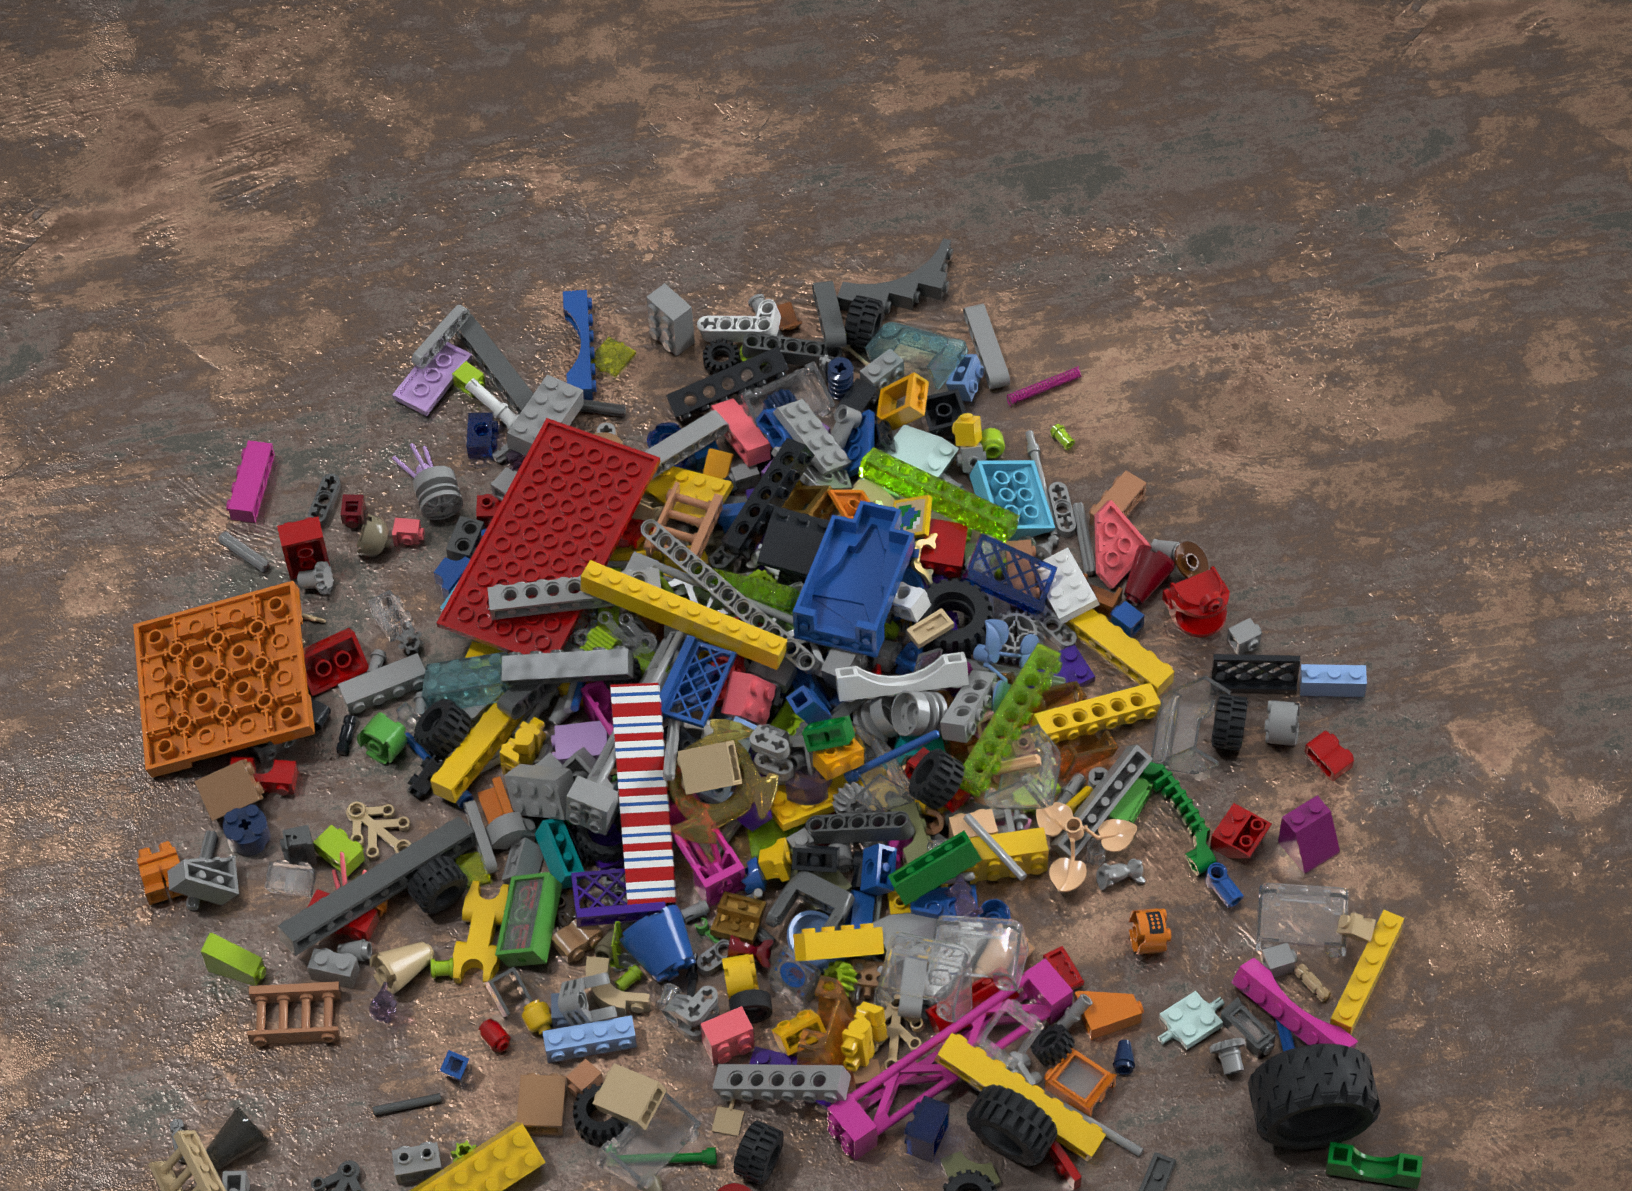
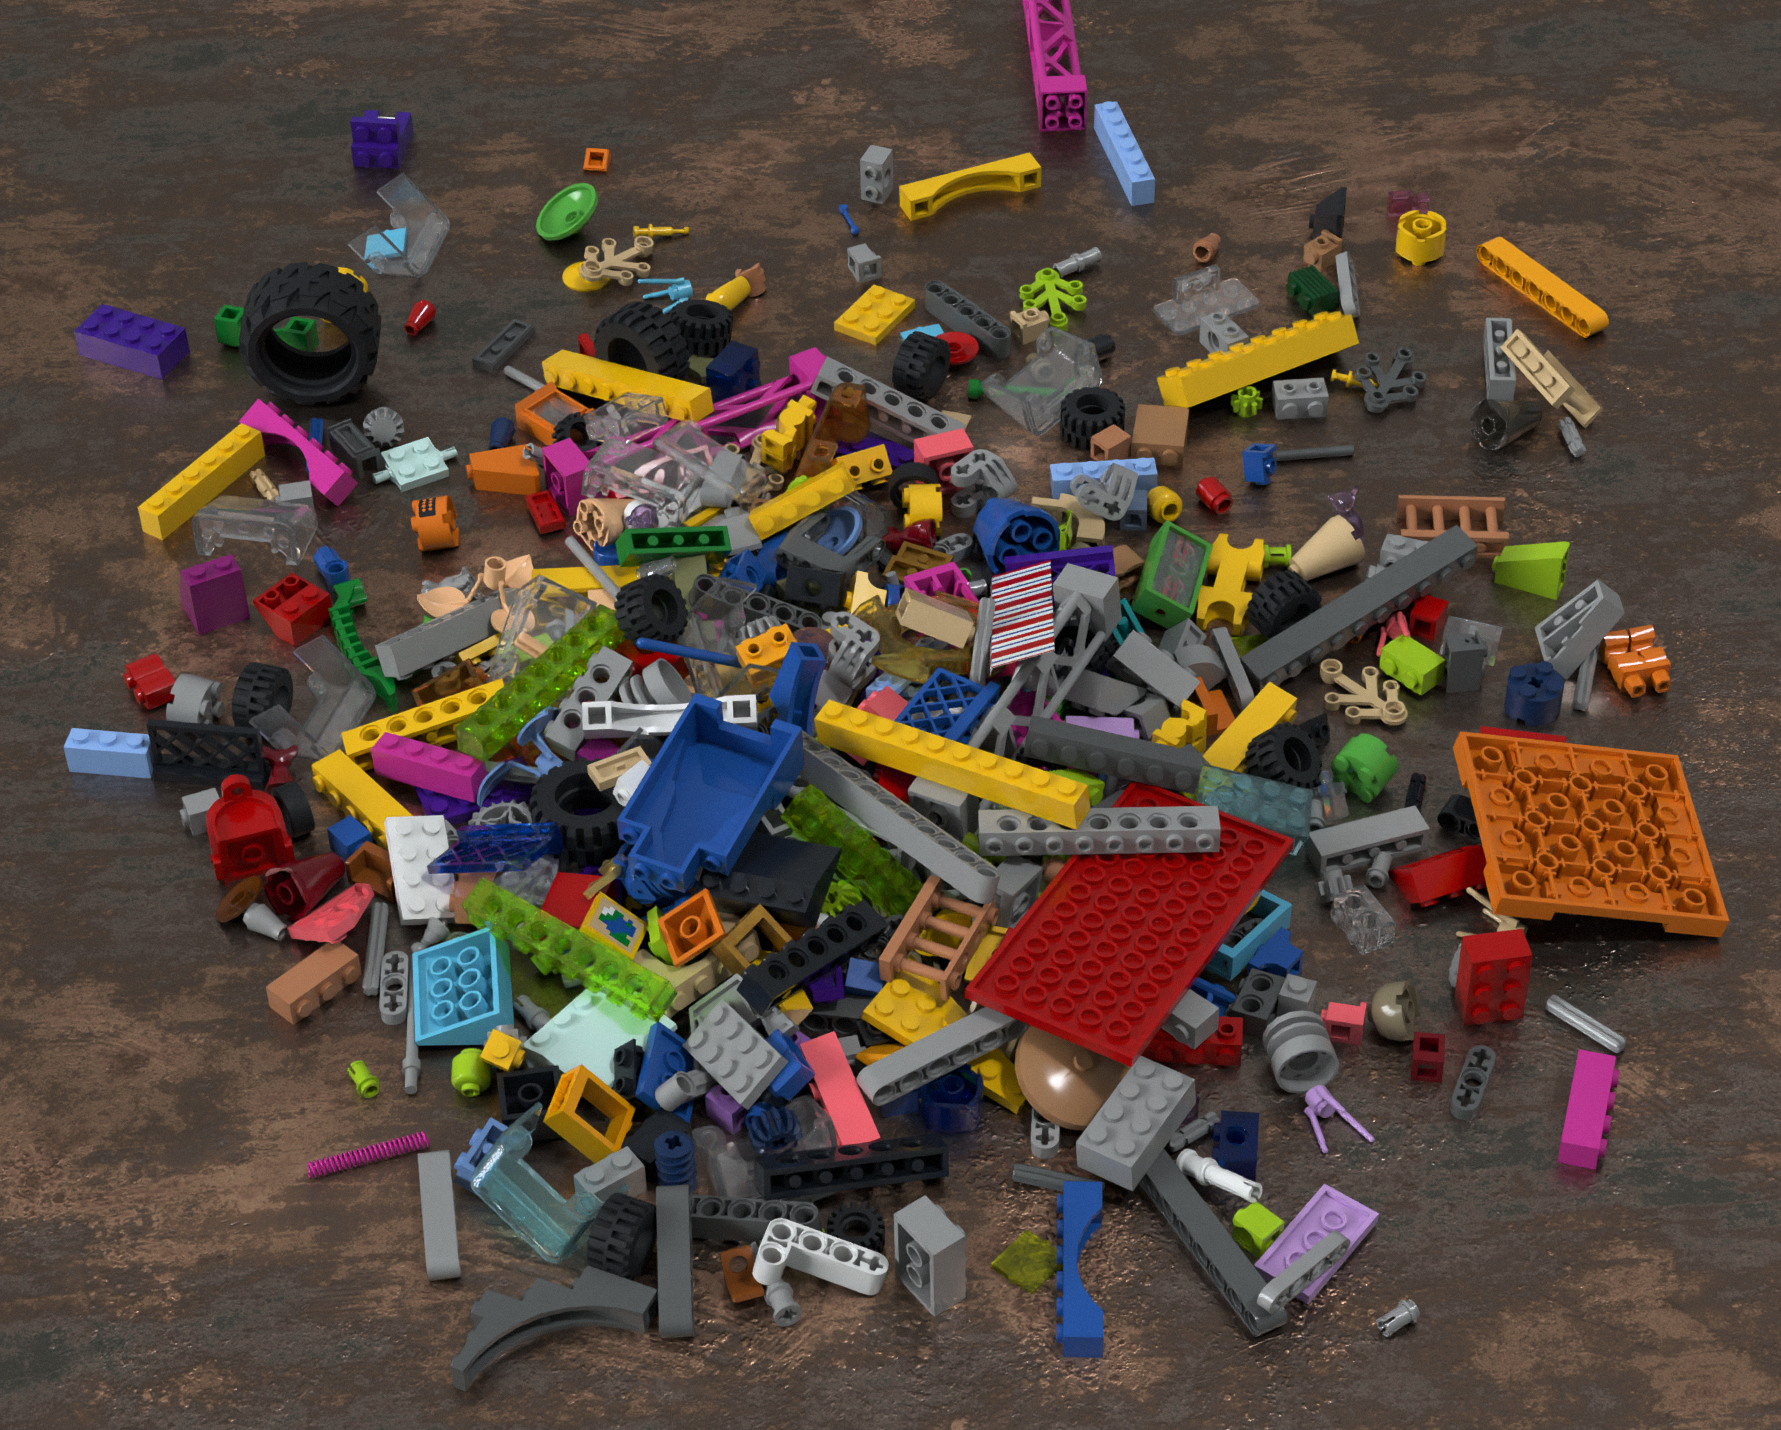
camera: 175 degrees left, 15 degrees down
(229, 789) = (1561, 719): medium nougat brick -> none
(384, 334) = (1404, 1313): none -> light grey pin
(437, 542) = (1296, 995): none -> light grey brick
(519, 985) = (1206, 513): dark grey piece -> none
(629, 1096) = (1059, 388): tan brick -> none
(824, 361) = (696, 1174): light grey axle -> none
(828, 733) = (779, 640): green brick -> none
(1091, 671) = (428, 766): none -> dark pink brick
(1175, 631) = (294, 809): none -> black tyre
(1193, 663) = (280, 762): none -> dark red animal
(1356, 927) = (197, 495): tan brick -> none
(1496, 1148) = (132, 341): none -> dark purple brick

